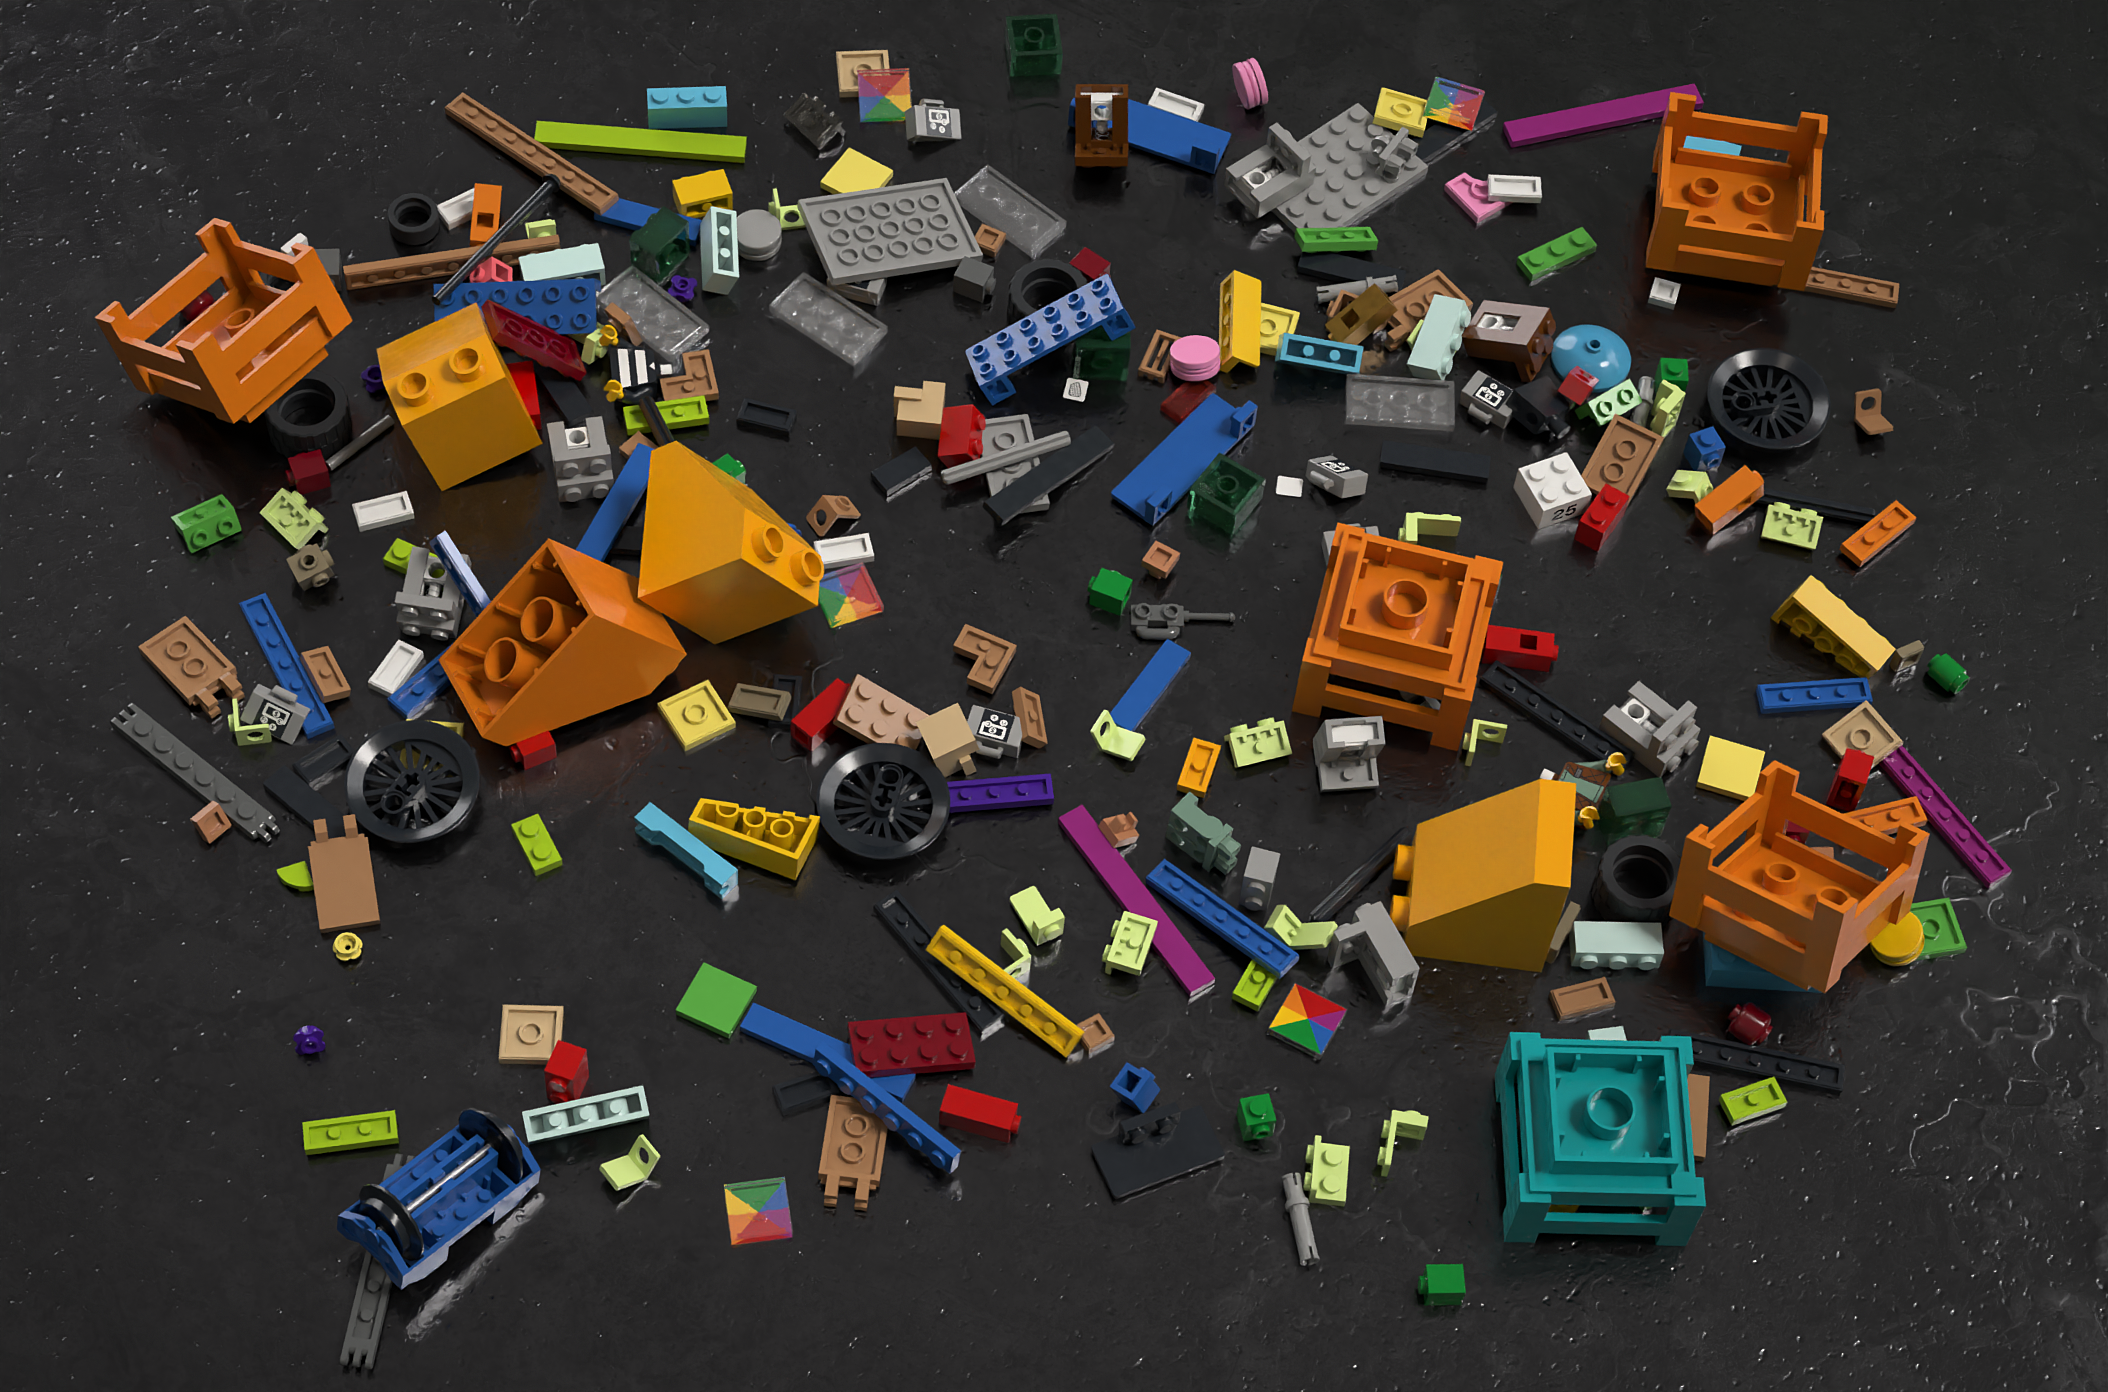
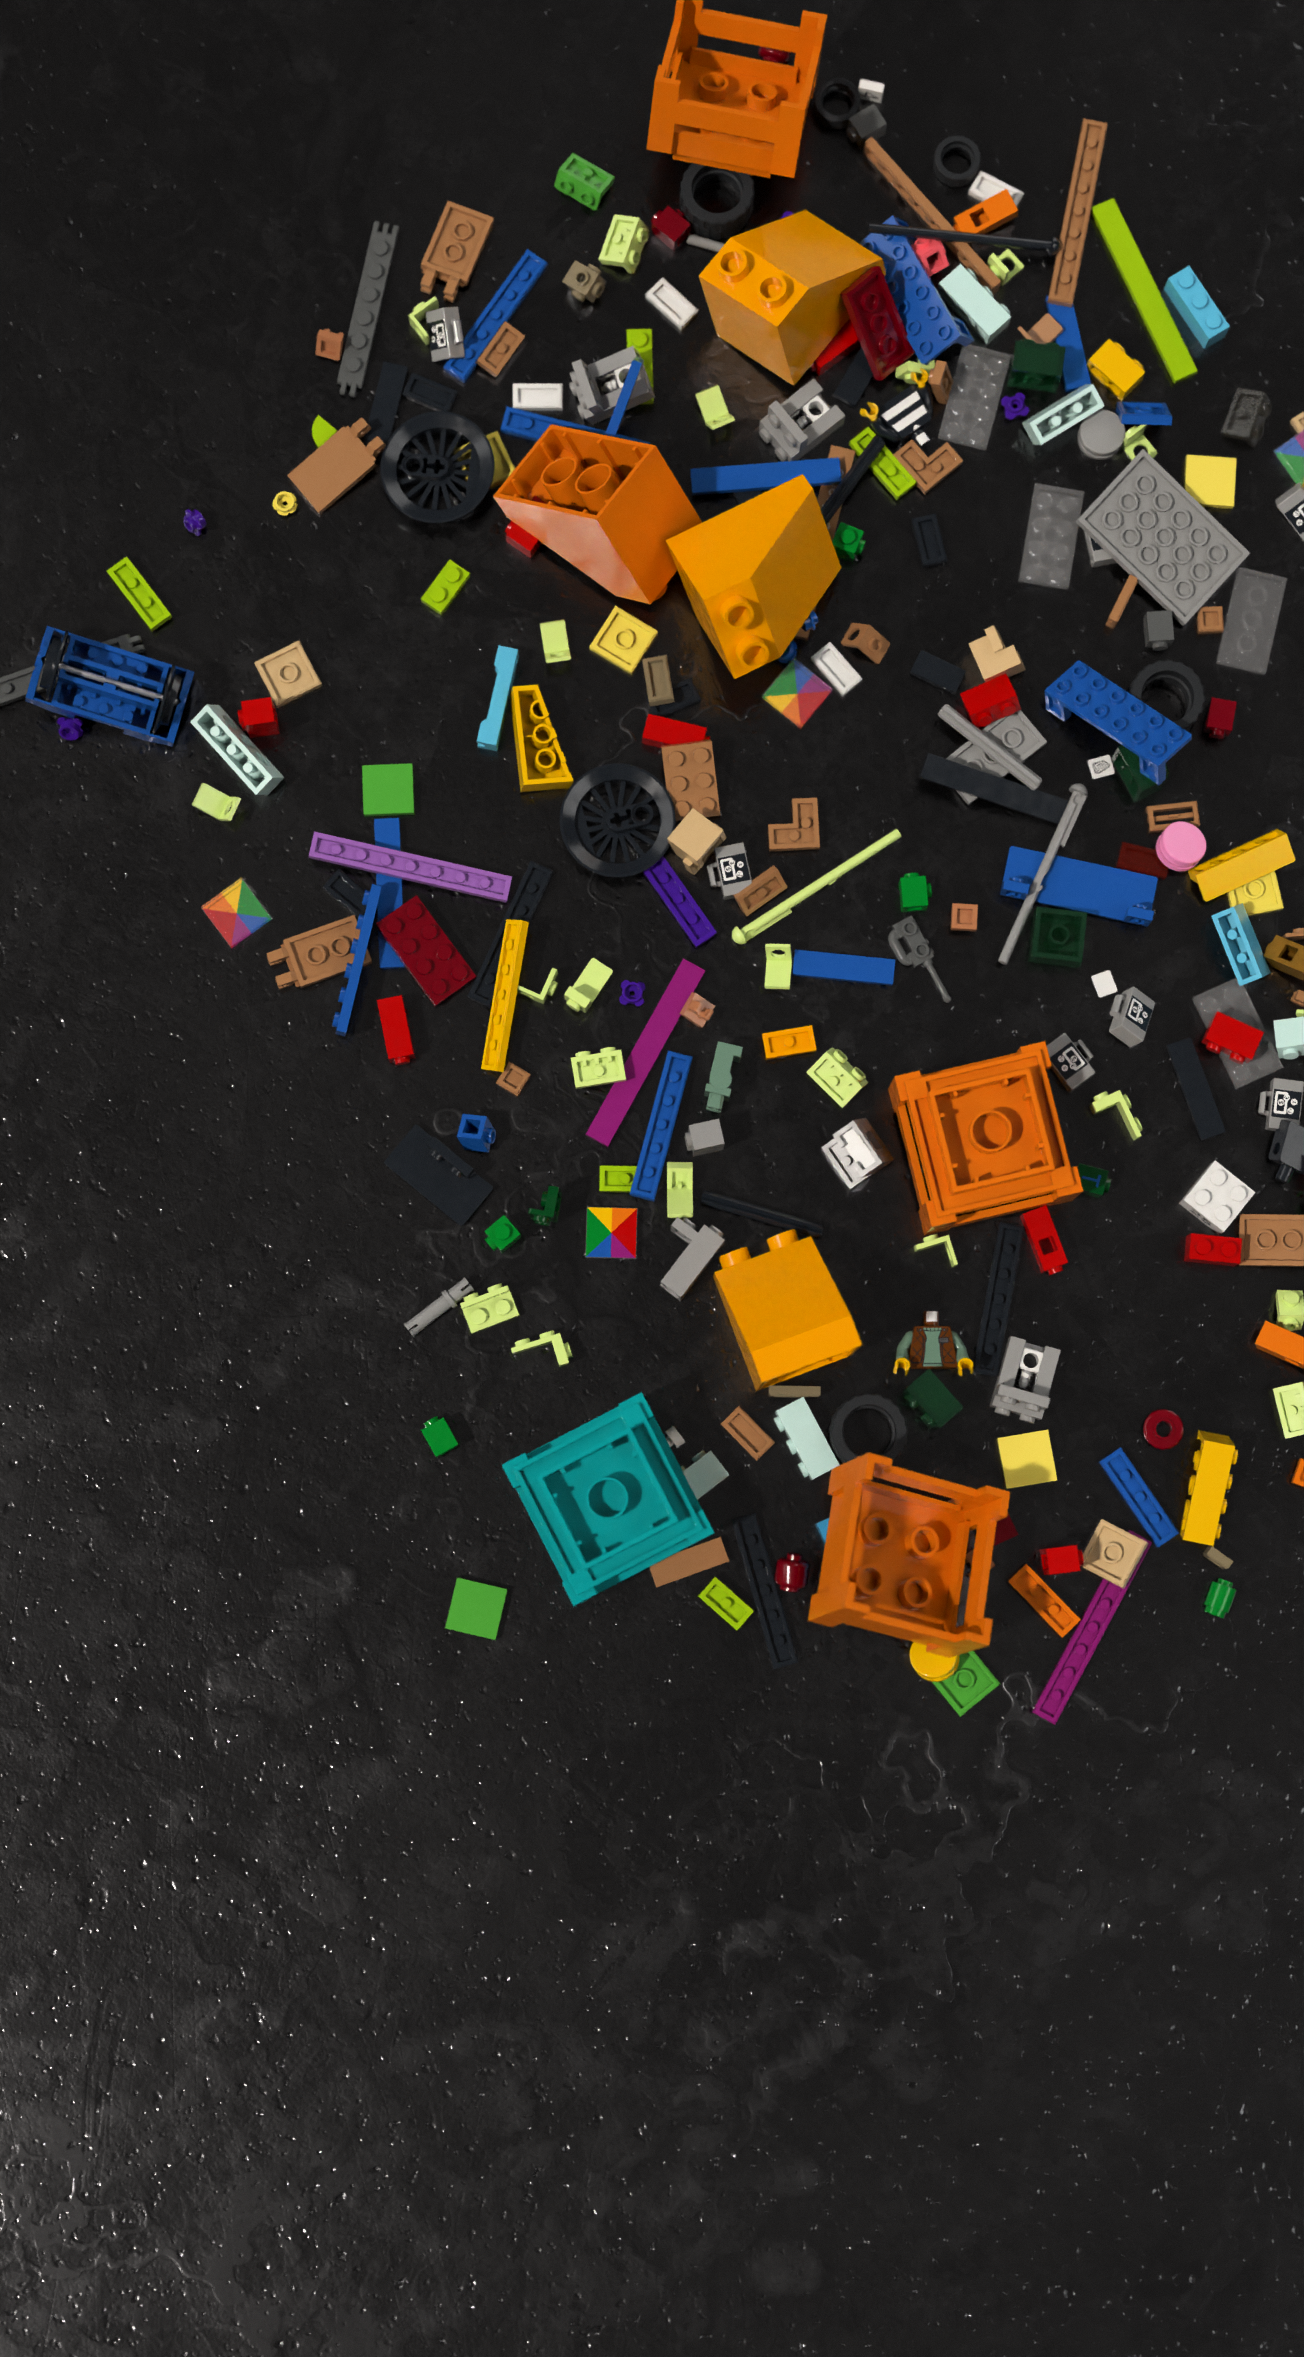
camera: 65 degrees right, 25 degrees up
(452, 1273) = (70, 728): none -> dark purple plate
(516, 525) = (713, 407): none -> yellowish green bracket
(623, 229) = (1043, 331): none -> medium nougat bracket
(660, 772) = (555, 641): none -> yellowish green bracket
(762, 188) = (1143, 413): none -> blue tile
(813, 1014) = (410, 867): none -> medium lavender plate
(928, 294) = (1121, 602): none -> medium nougat tile
(1064, 756) = (744, 934): none -> yellowish green bar
(1070, 874) = (637, 998): none -> dark purple plate
(1094, 413) = (1060, 837): none -> light grey bar
(1252, 1054) = (551, 1204): none -> dark green bracket
(1406, 401) = (1232, 1038): none -> red brick
(1646, 1343) = (476, 1608): none -> bright green tile
(1759, 632) = (1175, 1424): none -> dark red piece

